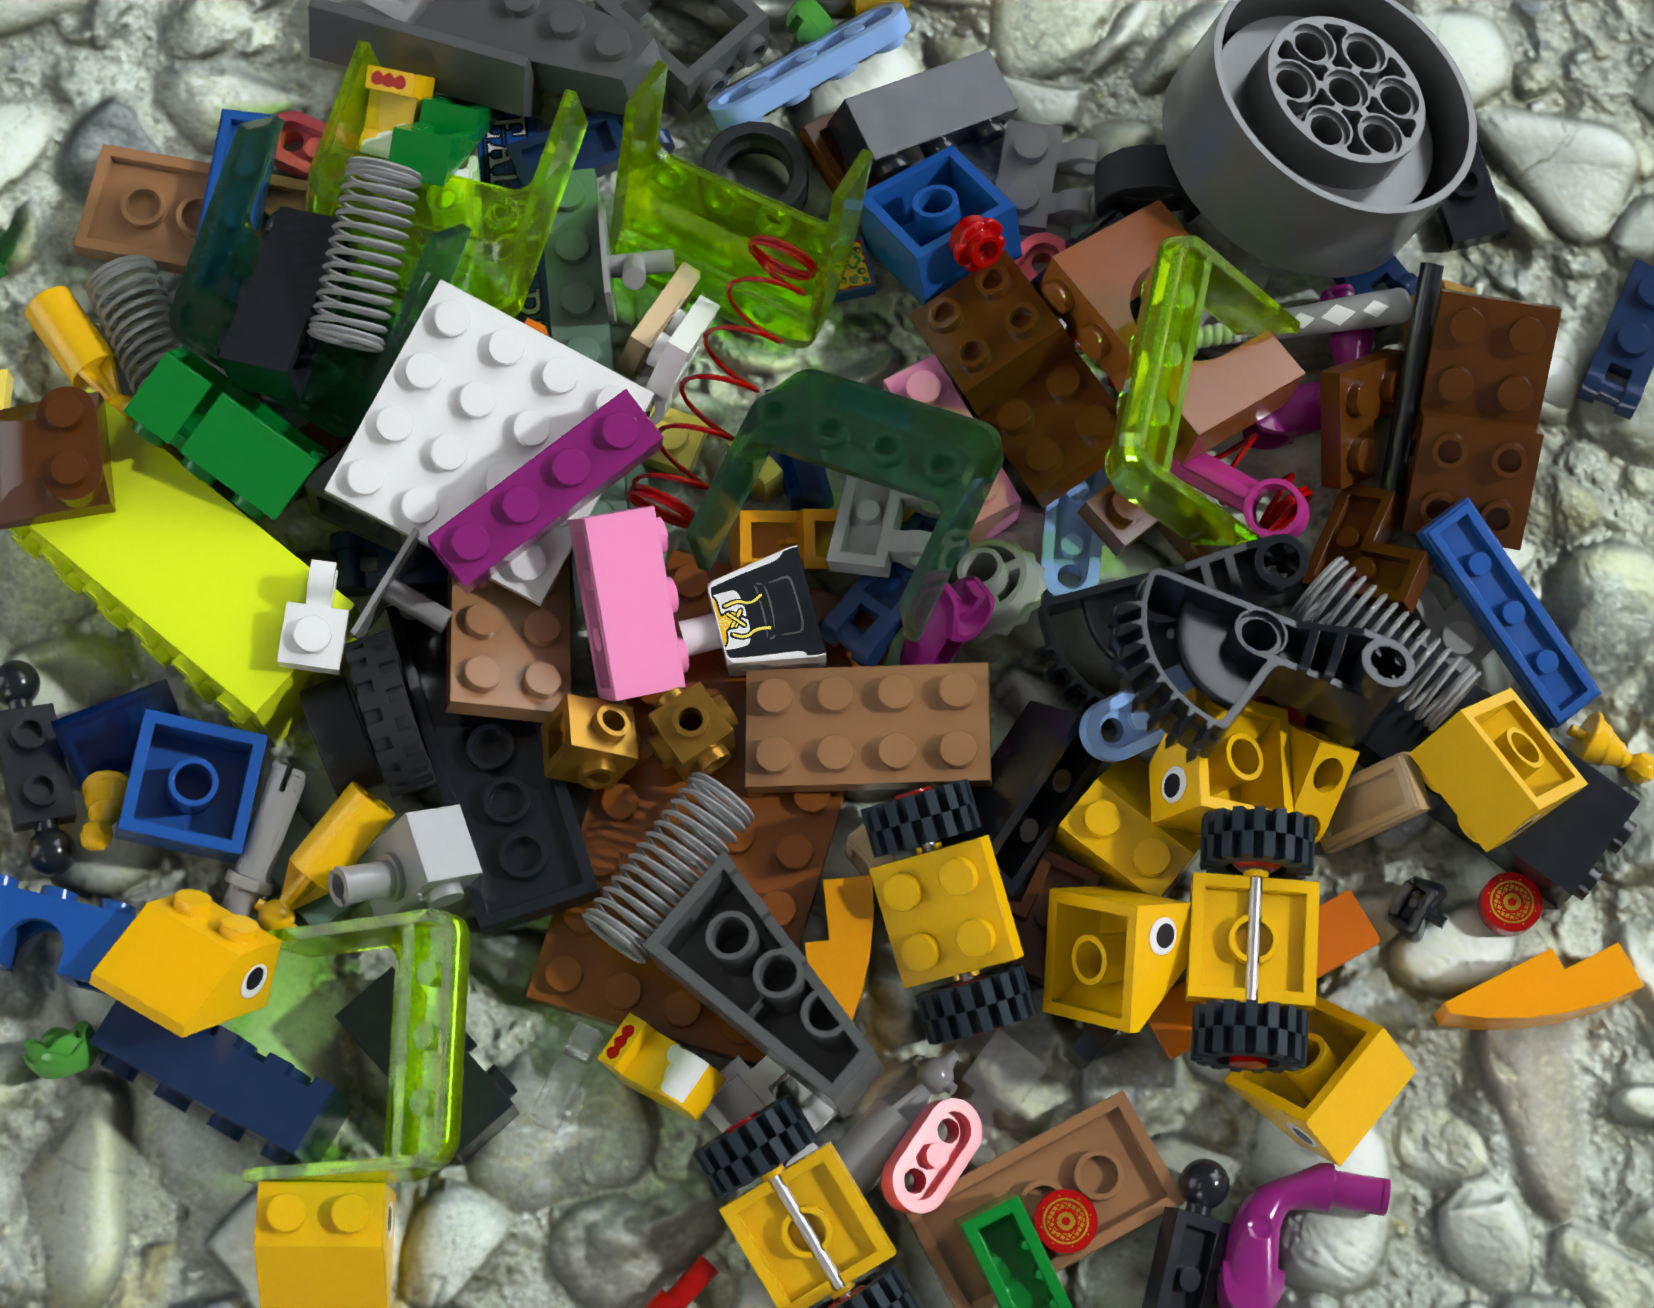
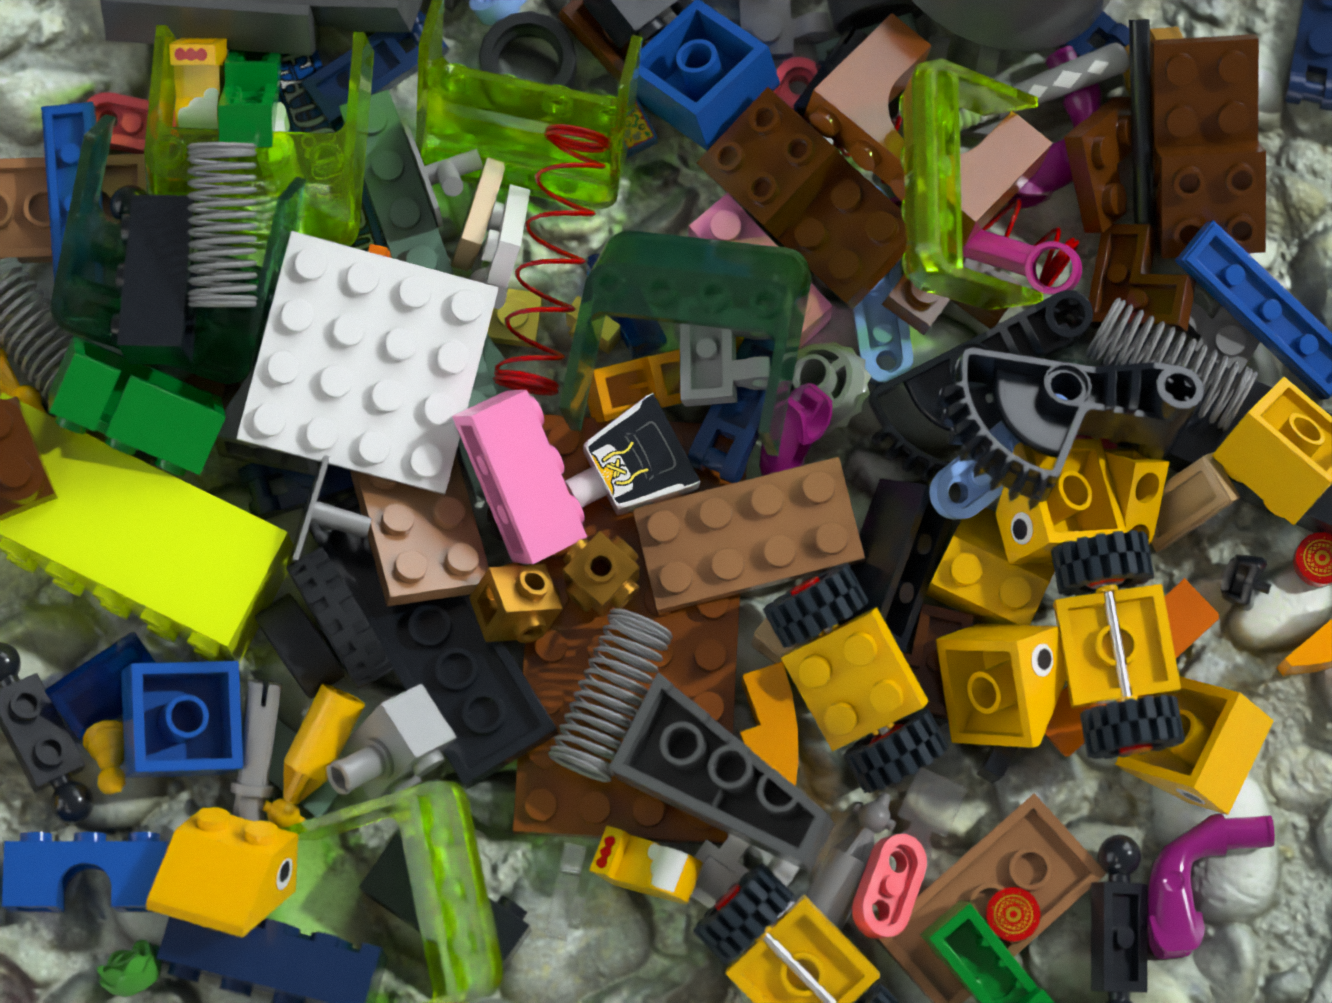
camera: 15 degrees left, 5 degrees up
(314, 631) = (261, 564): white plate -> none
(545, 491) = (431, 399): magenta brick -> none
(976, 242) = (743, 88): red plate -> none

